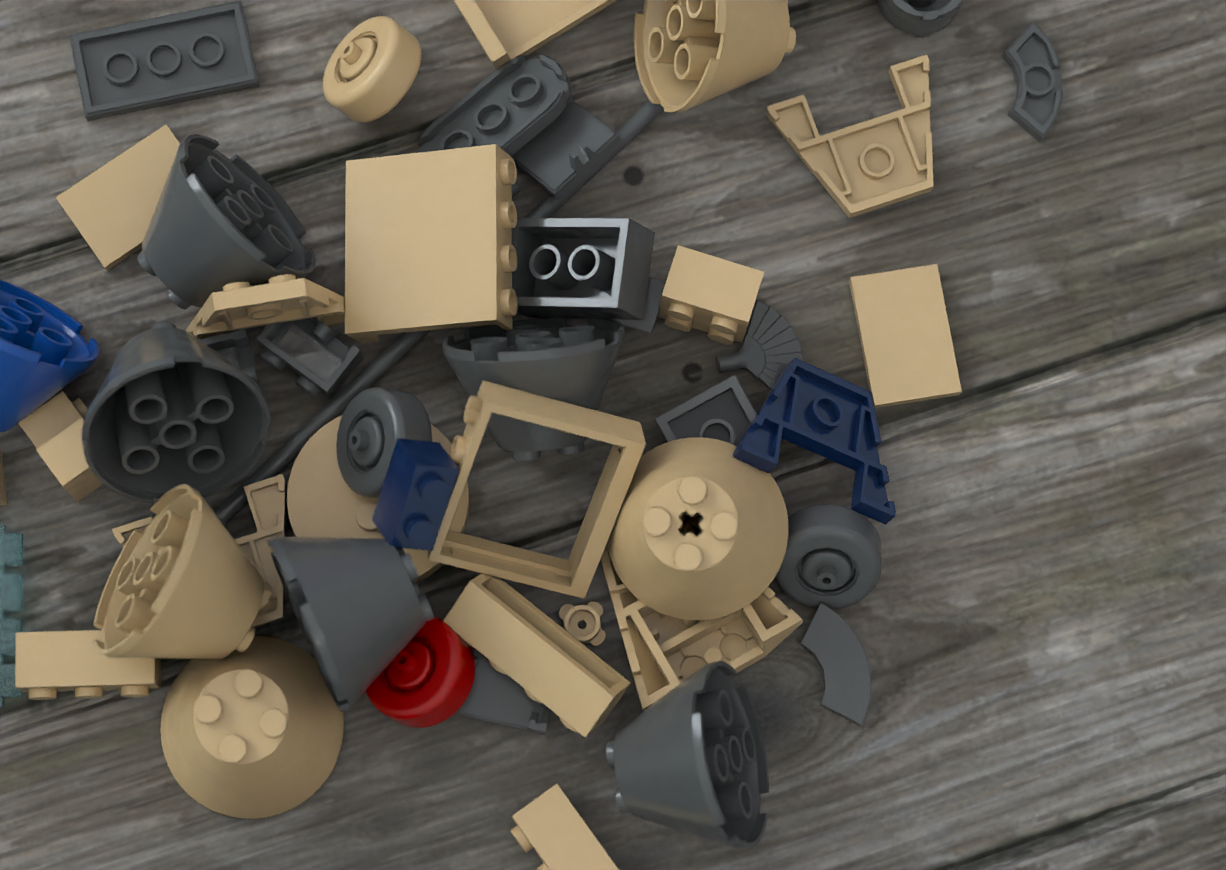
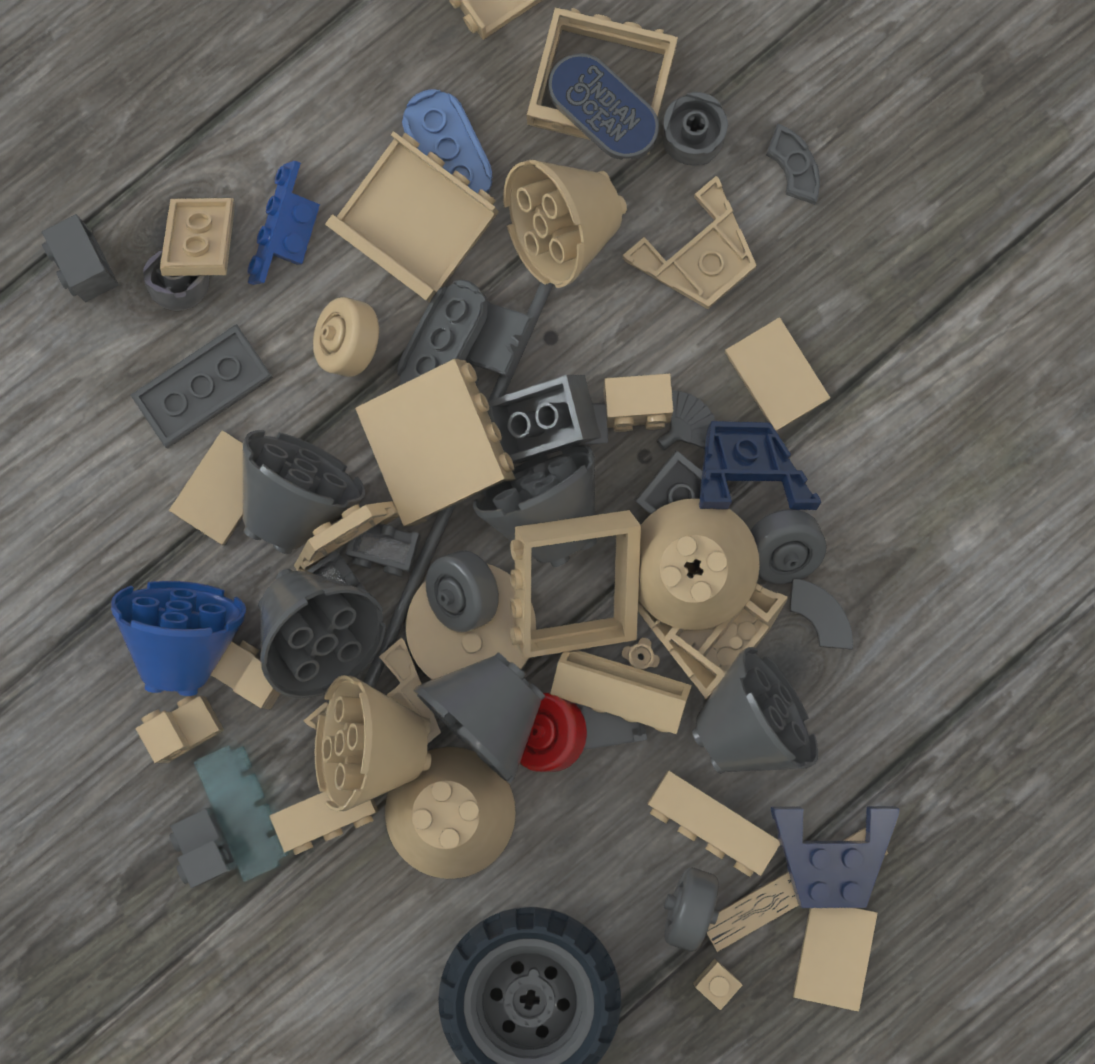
camera: 10 degrees left, 5 degrees up
(415, 494) = (500, 620): dark blue brick -> none

